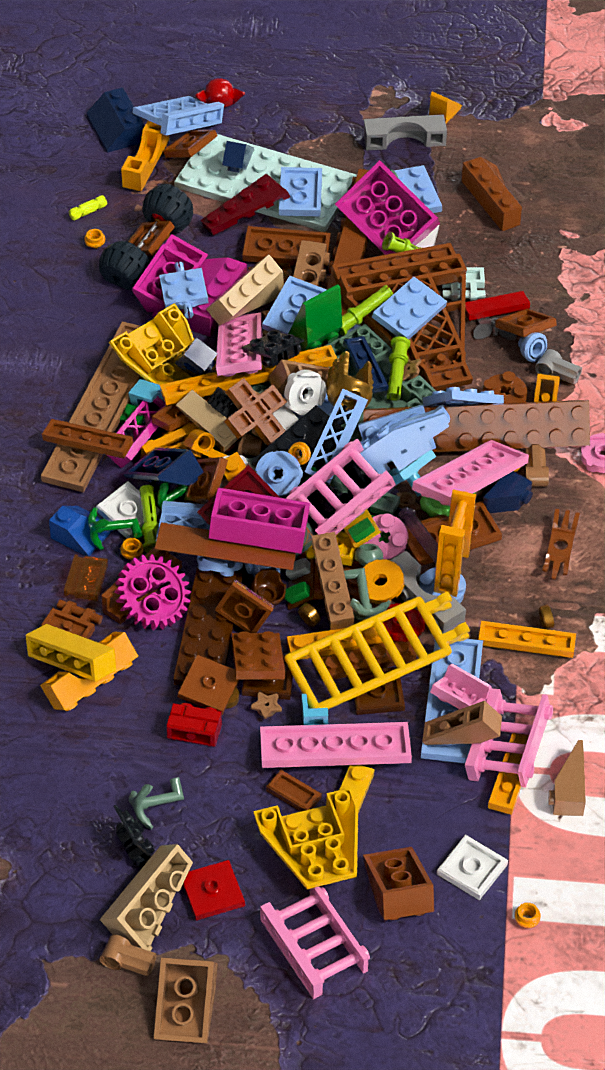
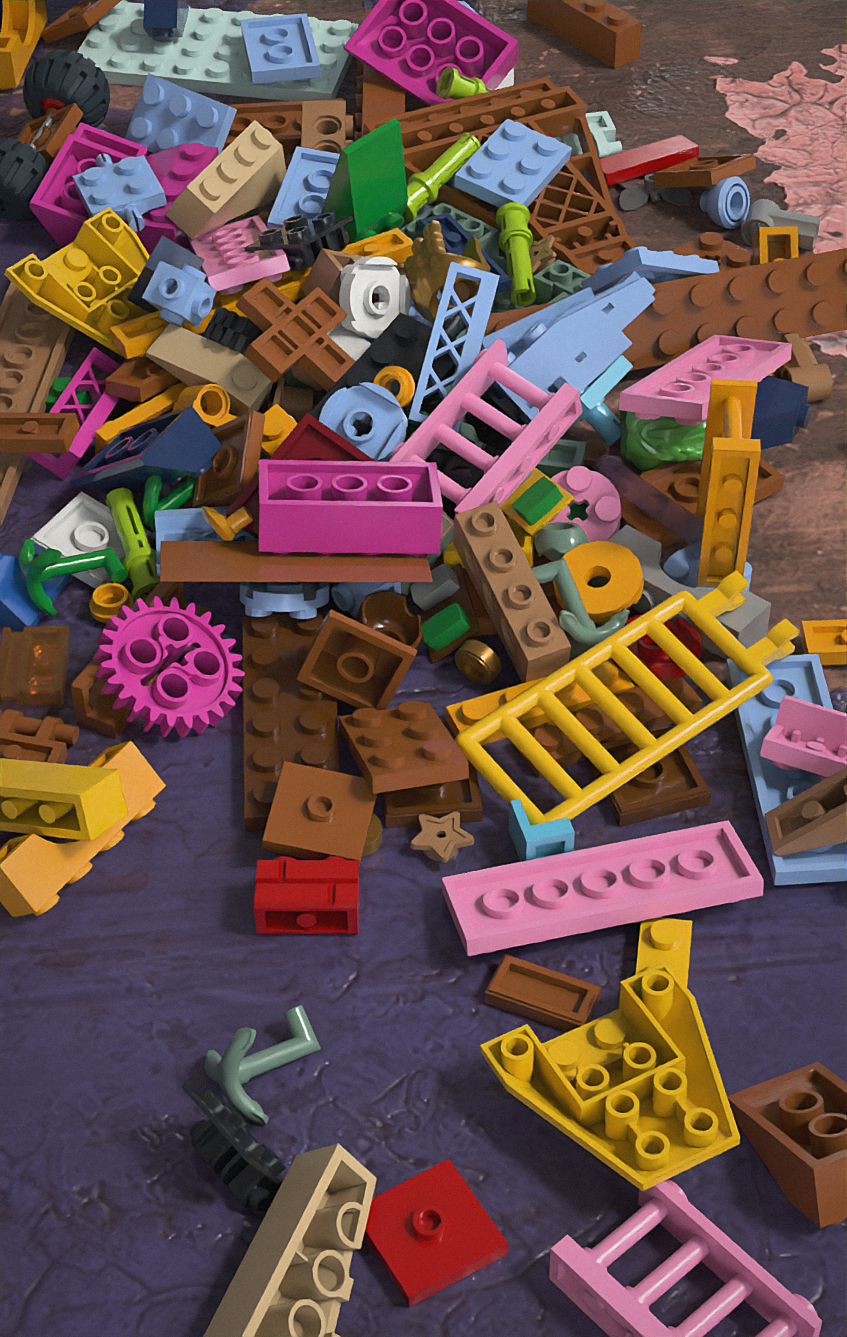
camera: 10 degrees left, 5 degrees down
(144, 391) = (84, 349): medium azure panel -> none
(195, 519) = (226, 526): none -> light orange bar
(199, 375) = (180, 294): none -> light blue brick
(229, 238) = (175, 115): none -> light blue plate
(255, 196) = (214, 56): dark red wing -> none

